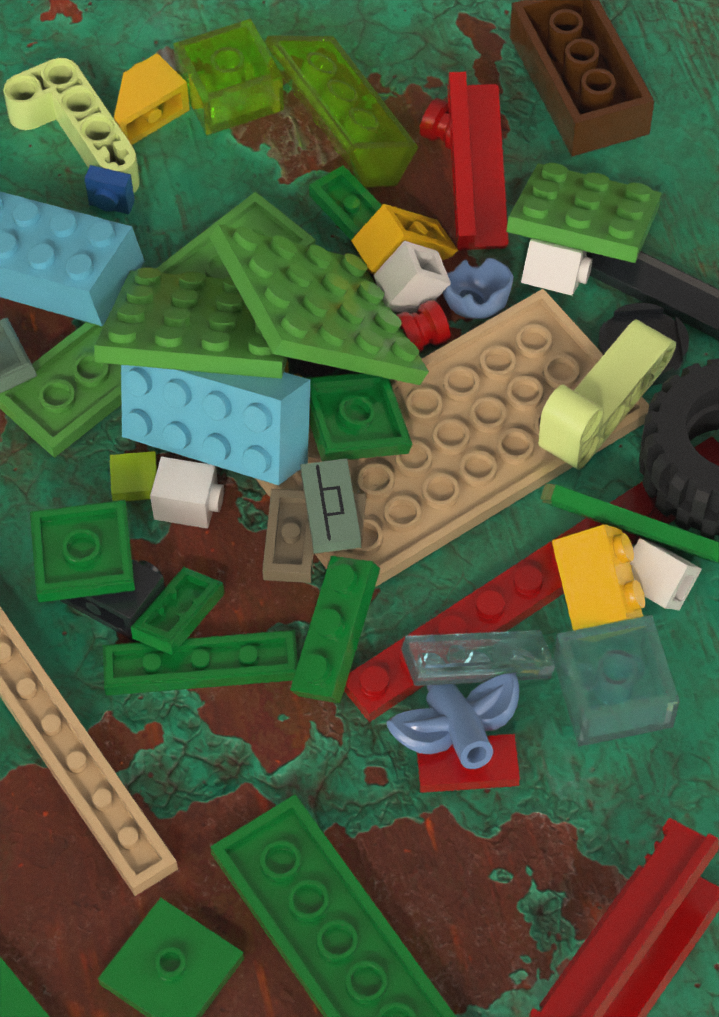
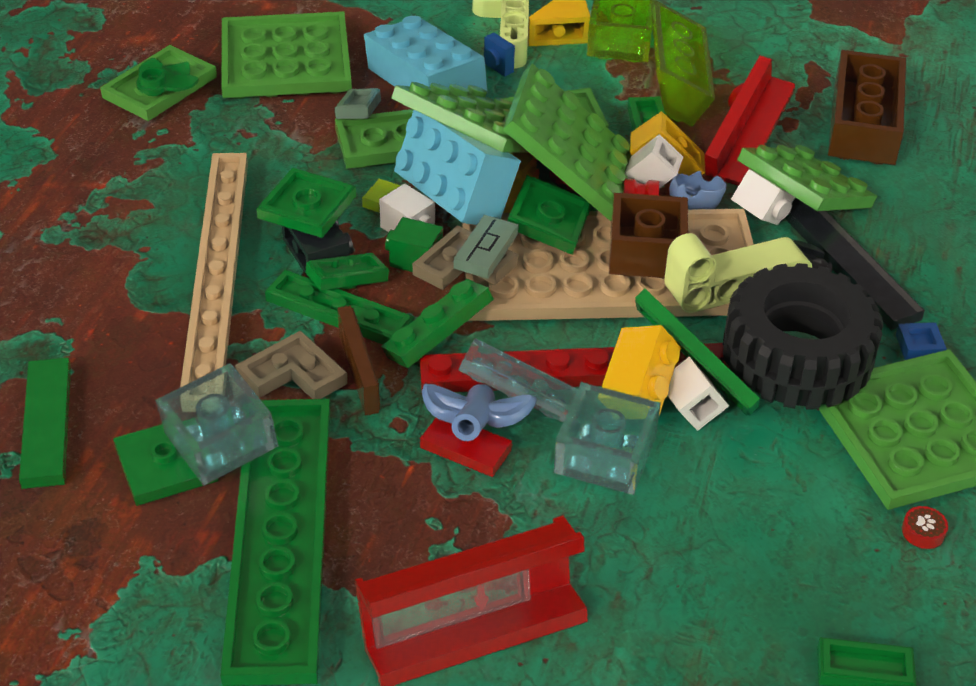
camera: 30 degrees right, 15 degrees down
(216, 762) = (295, 360): none -> dark tan plate
(223, 905) = (217, 423): none -> clear light blue brick
(226, 533) = (410, 242): none -> green brick
(283, 723) = (359, 360): none -> reddish brown tile
(488, 394) = (643, 232): none -> reddish brown brick

